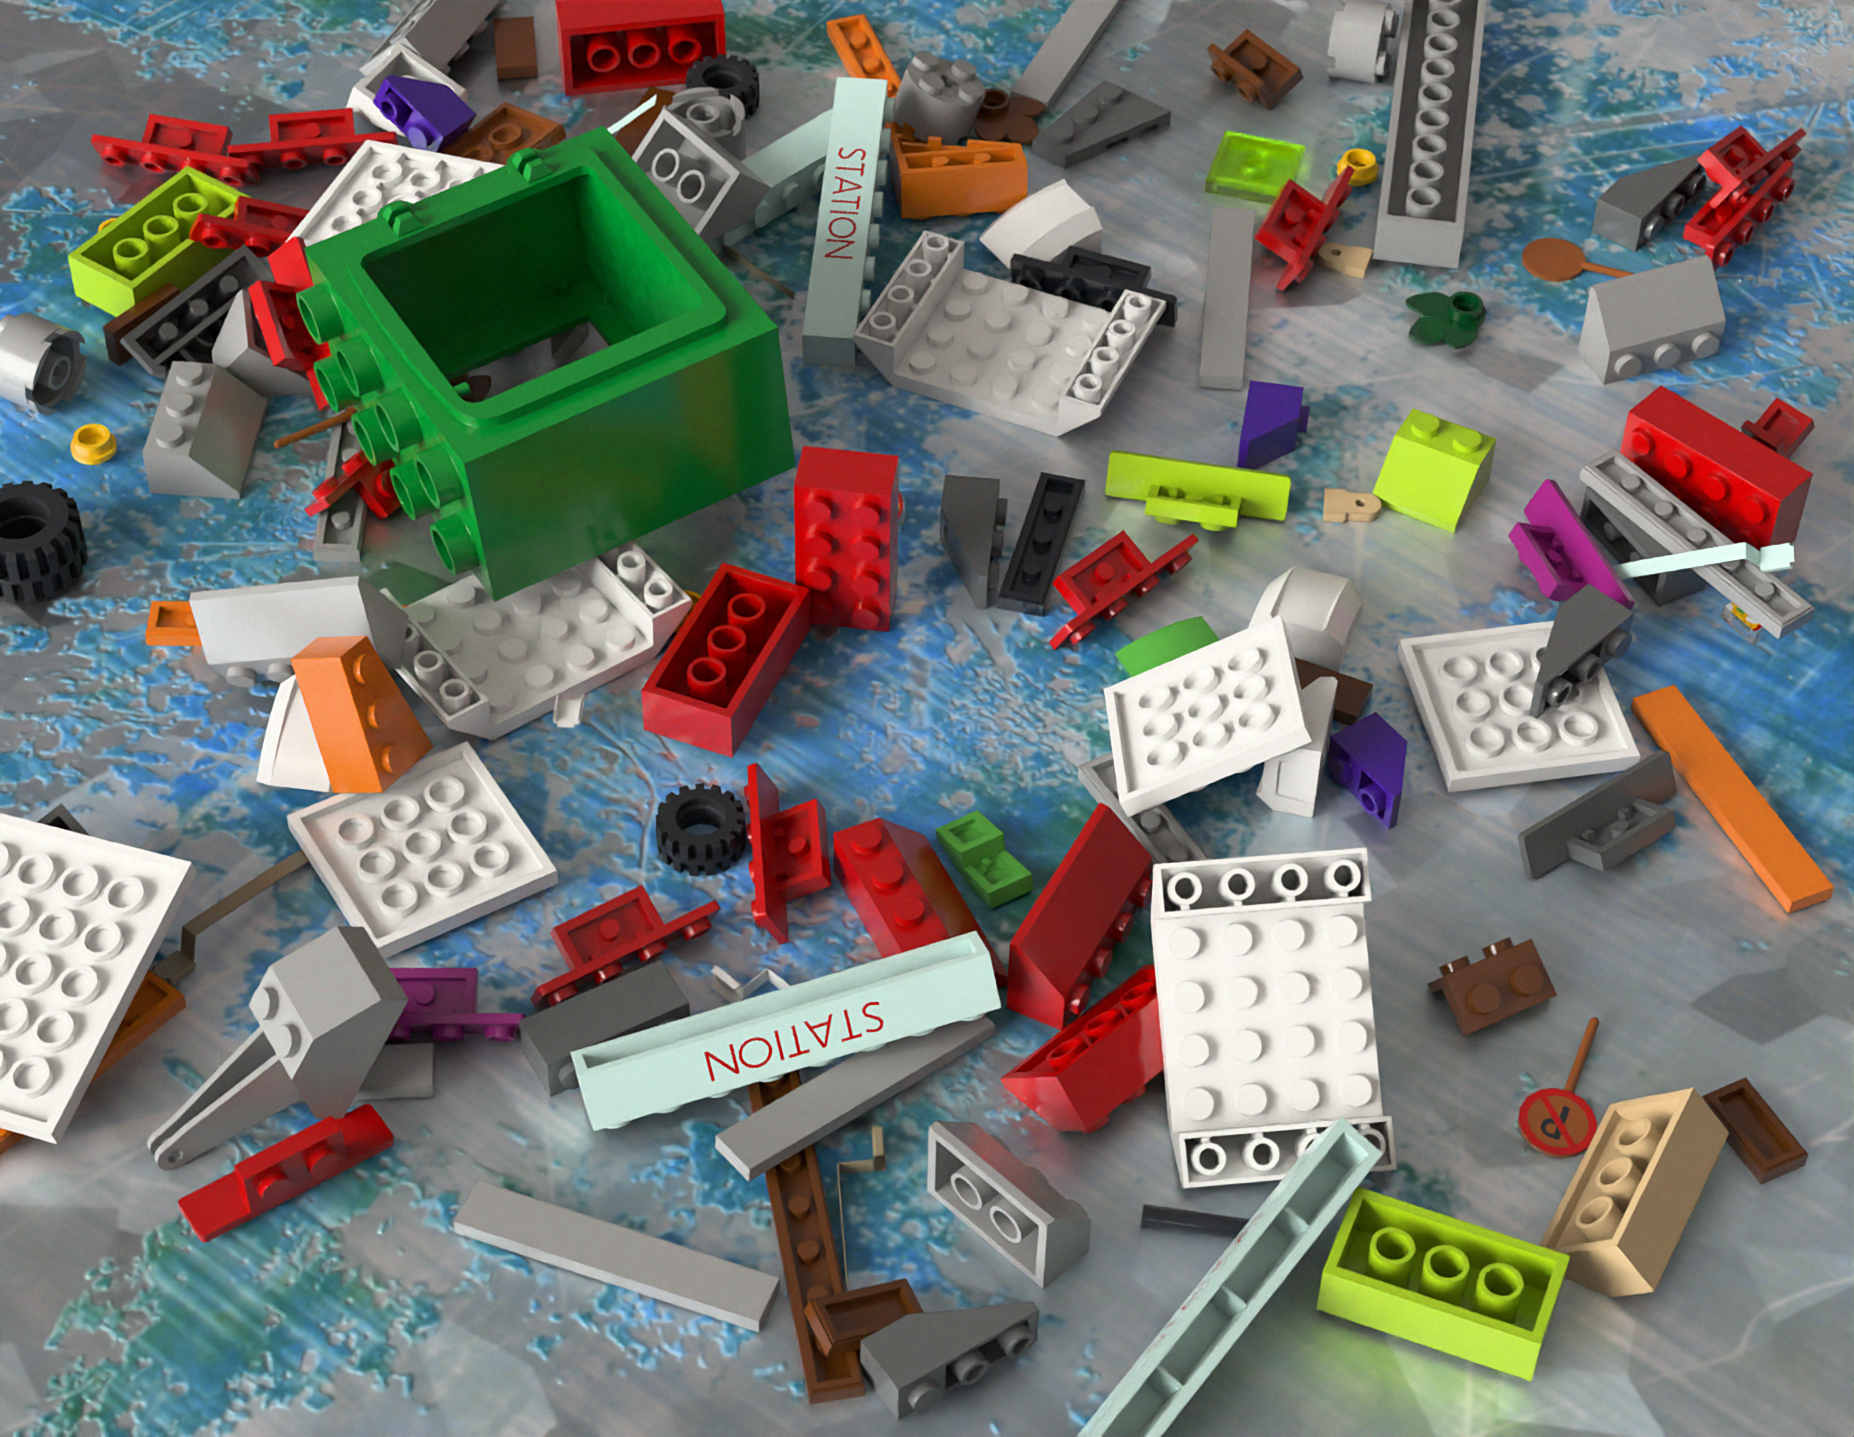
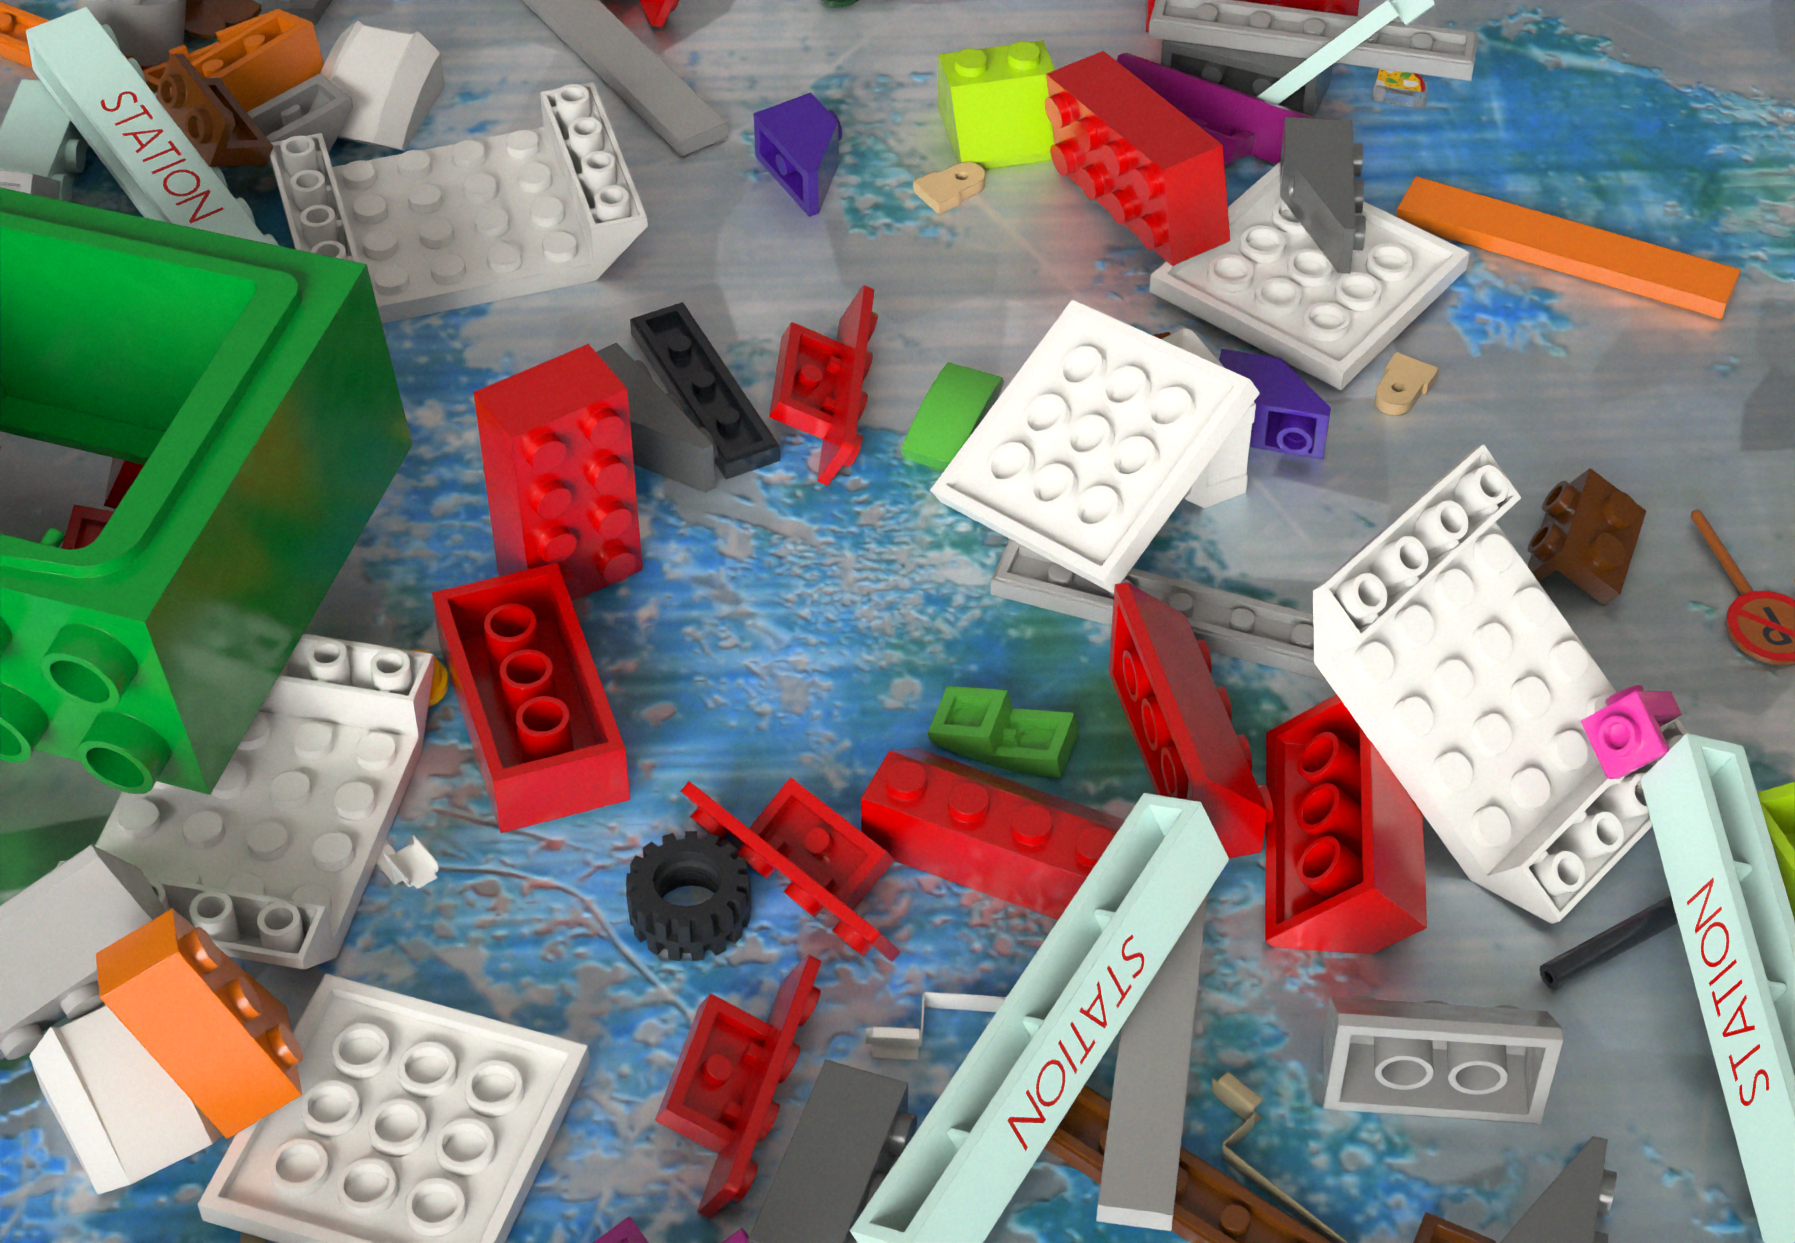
camera: 40 degrees left, 0 degrees up
(897, 195) = (211, 117): none -> reddish brown bracket
(974, 223) = (305, 110): none -> light grey slope
(1090, 280) = (473, 109): black bracket -> none
(1197, 490) = (803, 249): lime bracket -> none
(1317, 612) = (1021, 299): white slope -> none
(1335, 1093) = (1629, 731): none -> bracket
(1457, 553) = (1138, 157): none -> red brick
(1499, 815) = (1403, 384): none -> tan piece
(1605, 822) = (1514, 333): dark grey bracket -> none

